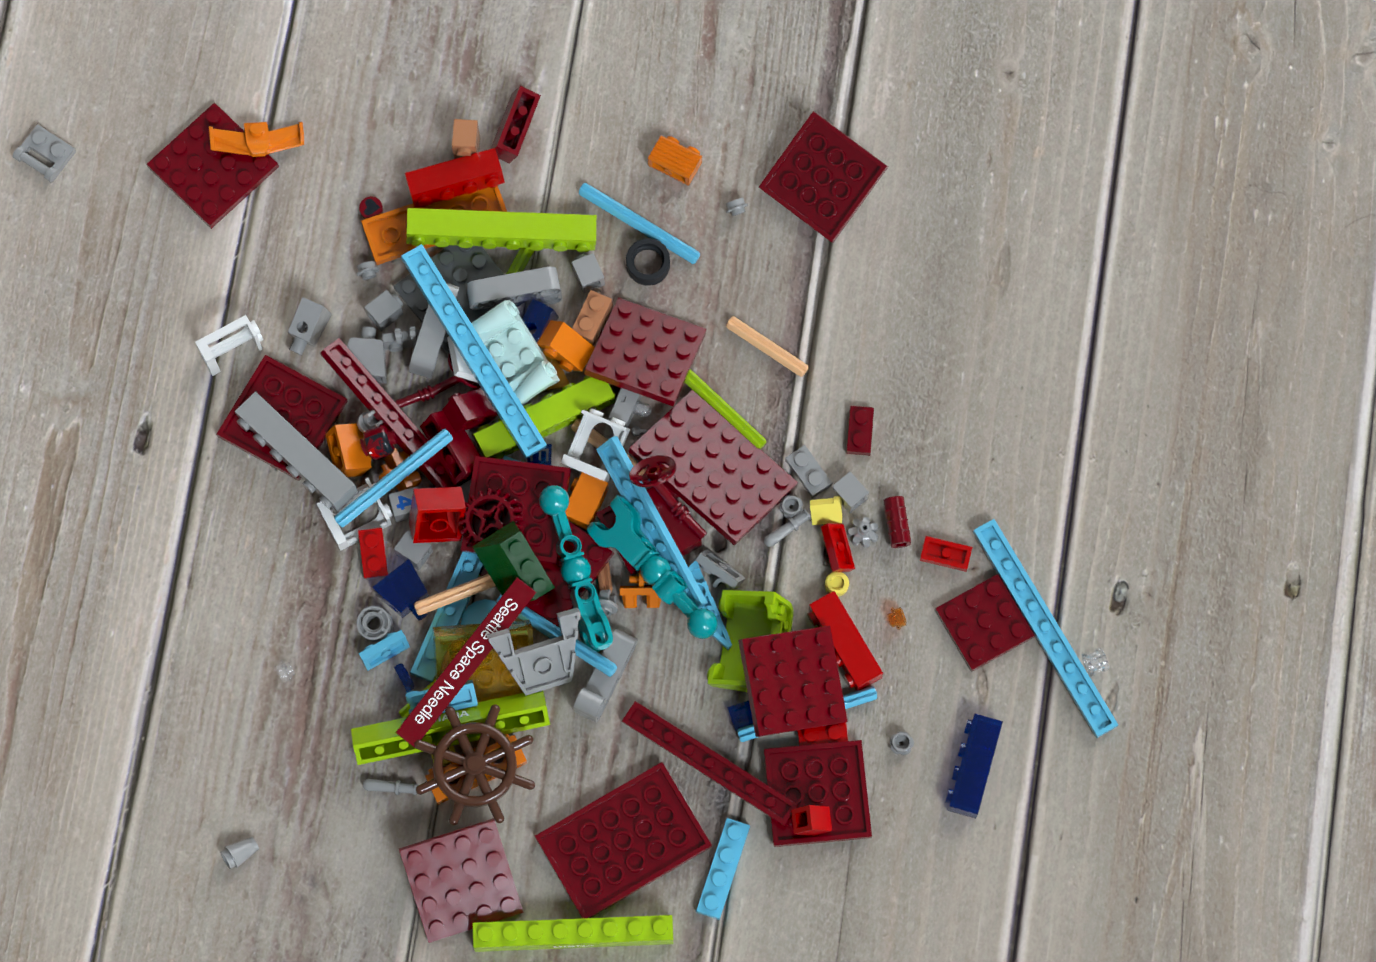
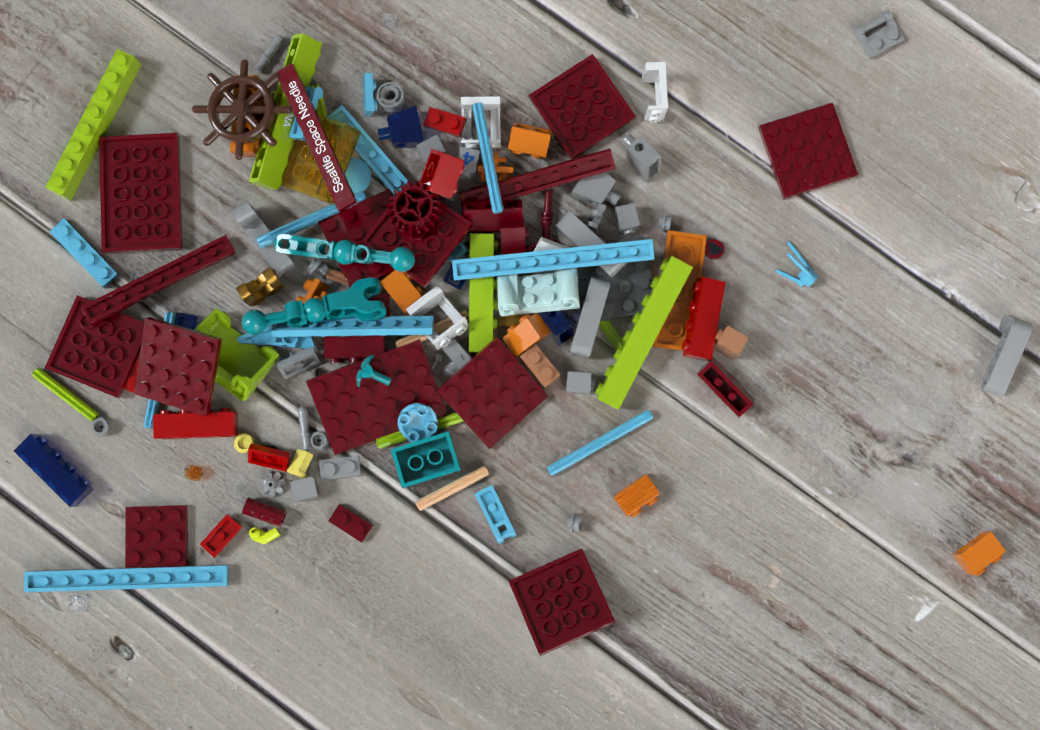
camera: 115 degrees right, 10 degrees up
(256, 139) = (811, 189): orange plate -> none
(296, 452) = (545, 98): light grey brick -> none
(351, 104) = (807, 274): none -> medium azure plant
(368, 421) = (541, 160): light grey plate -> none
(378, 442) = (521, 159): dark red head -> none
(404, 677) = (339, 99): clear blue tile -> none
(454, 594) = (378, 165): light nougat axle -> none
(461, 880) = (170, 64): plate -> none
(510, 556) = (374, 209): dark green slope -> none
(543, 663) = (291, 194): light grey wing -> none
(648, 279) = (579, 436): black tyre -> none
(655, 478) = (375, 343): dark red dish -> none
(658, 650) = (259, 289): none -> pearl gold piece
(692, 477) = (367, 371): none -> teal plant
(717, 409) = (417, 422): none -> medium azure dish
(752, 383) = (425, 459): none -> teal brick
(770, 290) = (495, 513): none -> medium azure plate
(811, 820) = (71, 327): red brick -> none
(888, 801) = (65, 394): none -> lime axle
(924, 511) = (262, 536): none -> neon yellow arm

